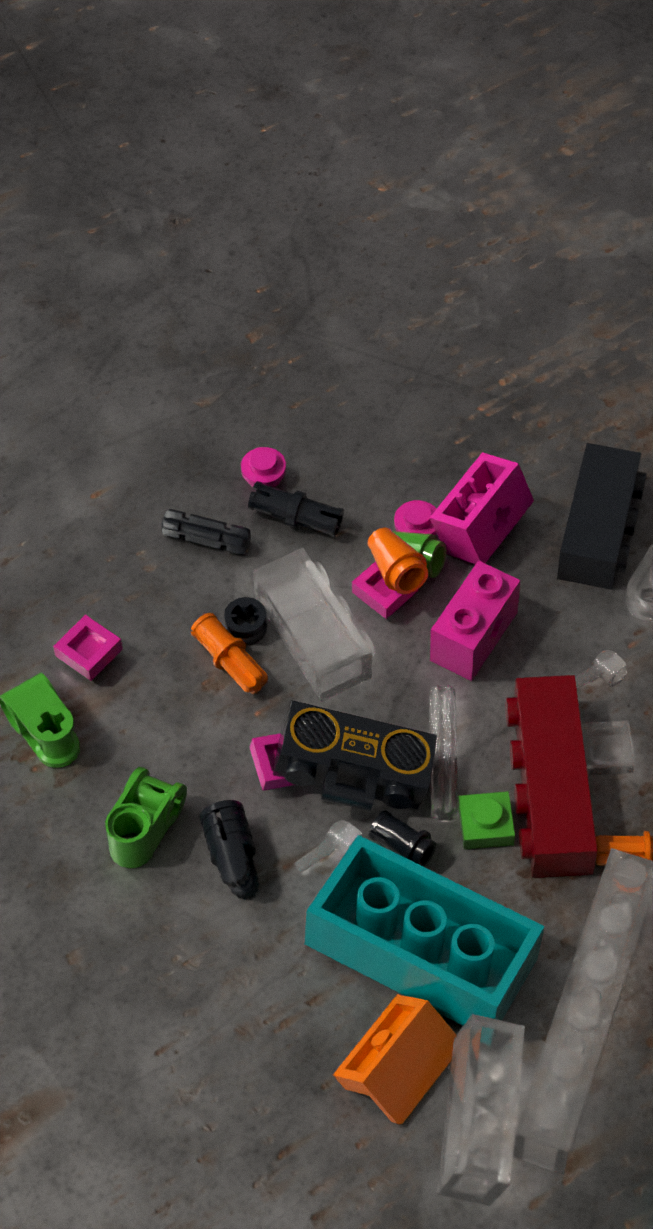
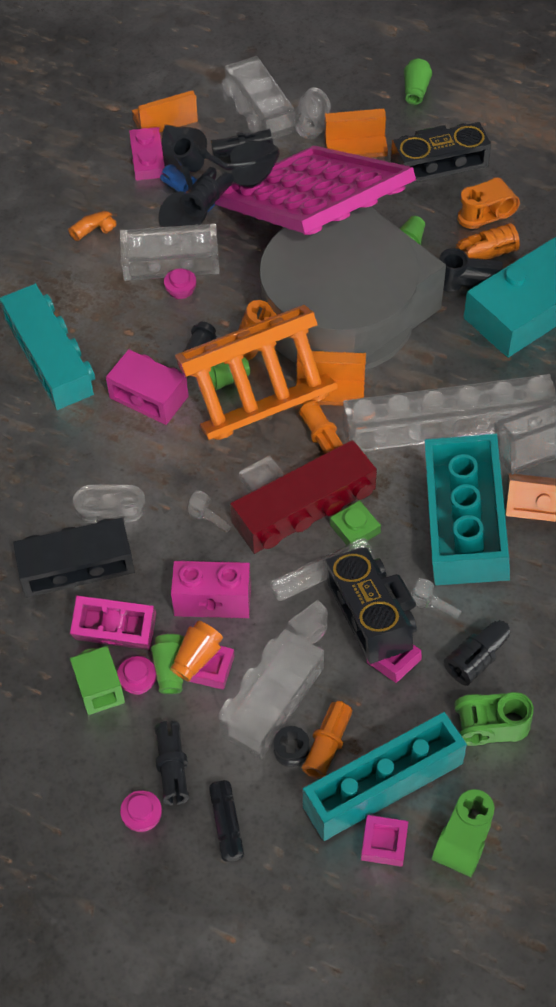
camera: 120 degrees left, 0 degrees up
(144, 669) = (383, 776): none -> teal brick
(370, 693) = (310, 623): none -> clear plate
(402, 838) = (404, 551): black pin -> none
(427, 474) = (97, 679): none -> bright green brick

